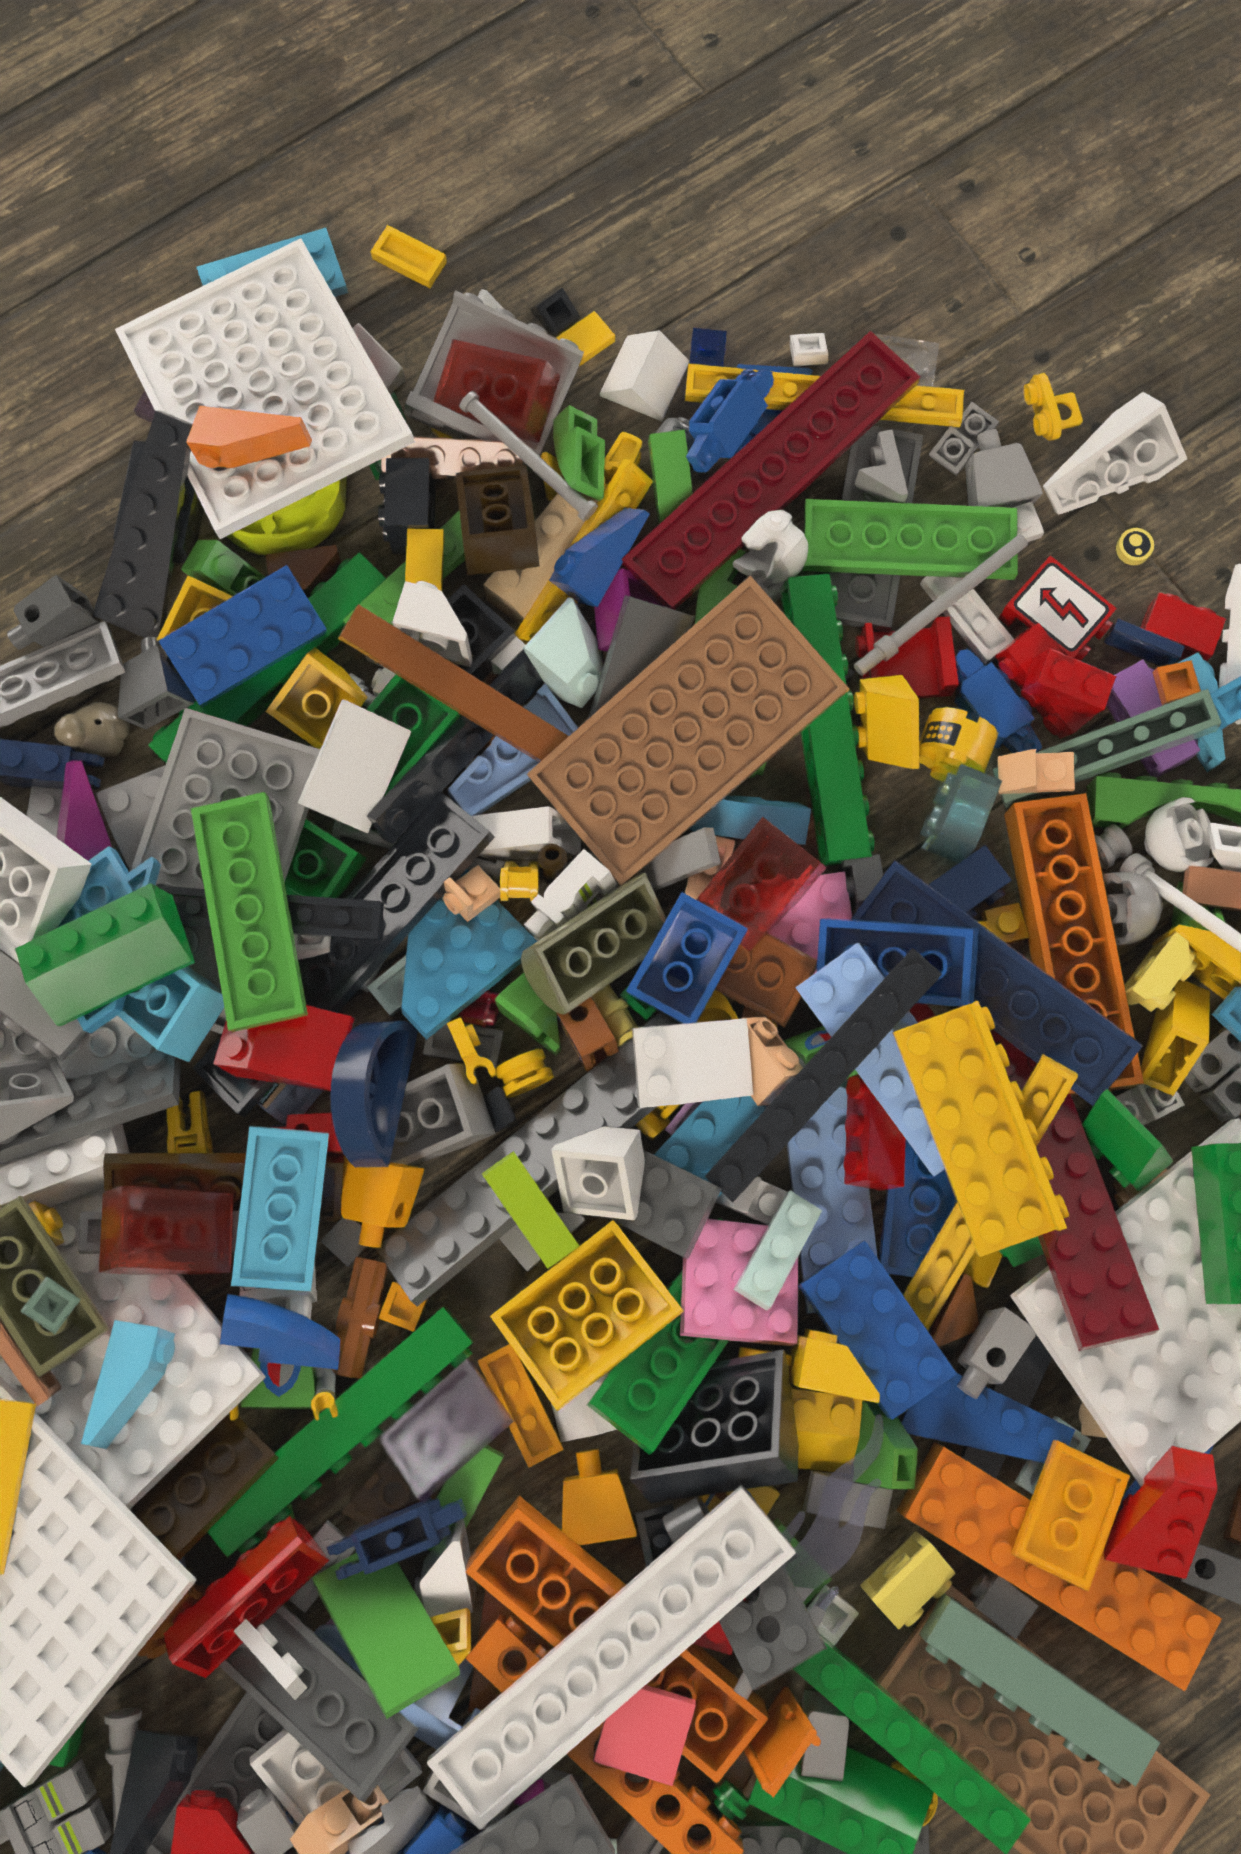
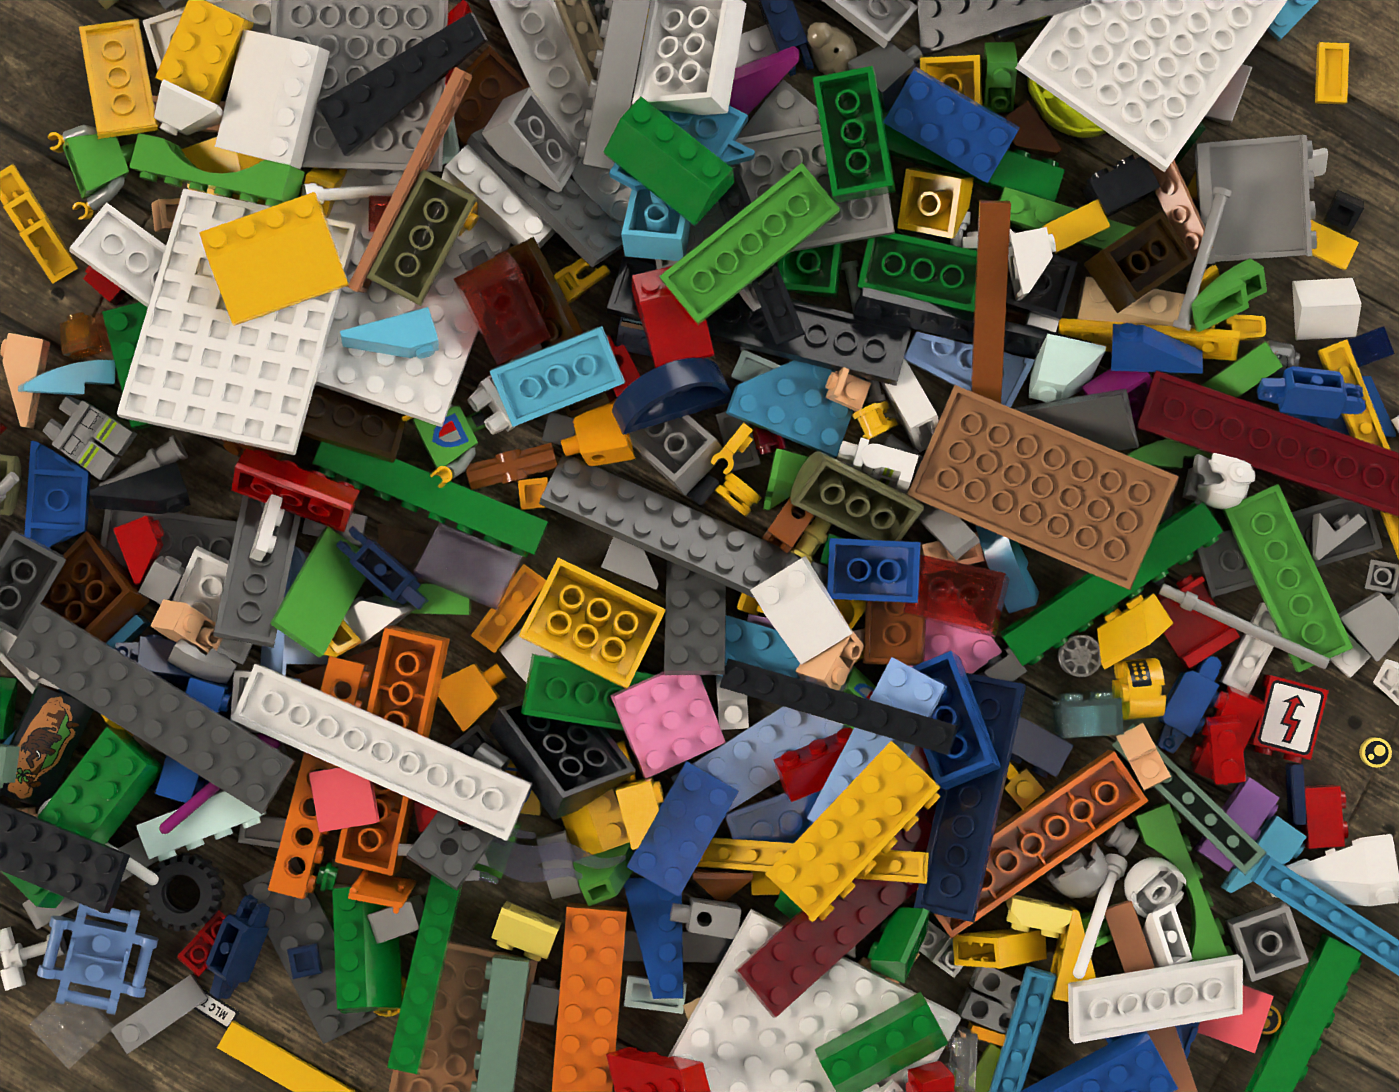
camera: 65 degrees right, 10 degrees up
(50, 1305) = (416, 260): sand green tile -> none
(191, 736) = (854, 134): none -> green brick
(243, 437) = (1099, 43): orange slope -> none
(279, 1334) = (473, 420): blue slope -> none
(354, 766) = (894, 259): white tile -> none
(507, 383) = (1252, 212): clear red slope -> none
(530, 1209) = (643, 548): lime tile -> none
(552, 860) = (899, 437): dark brown pin -> none
(601, 1172) = (693, 585): white slope -> none
(777, 1250) = (703, 734): light aqua plate -> none
(836, 1618) = (476, 892): white plate -> none
(889, 793) = (1080, 656): none -> light grey wheel
(1070, 1515) = (624, 1018): light orange tile -> none
(1176, 681) = (1270, 830): orange plate -> none

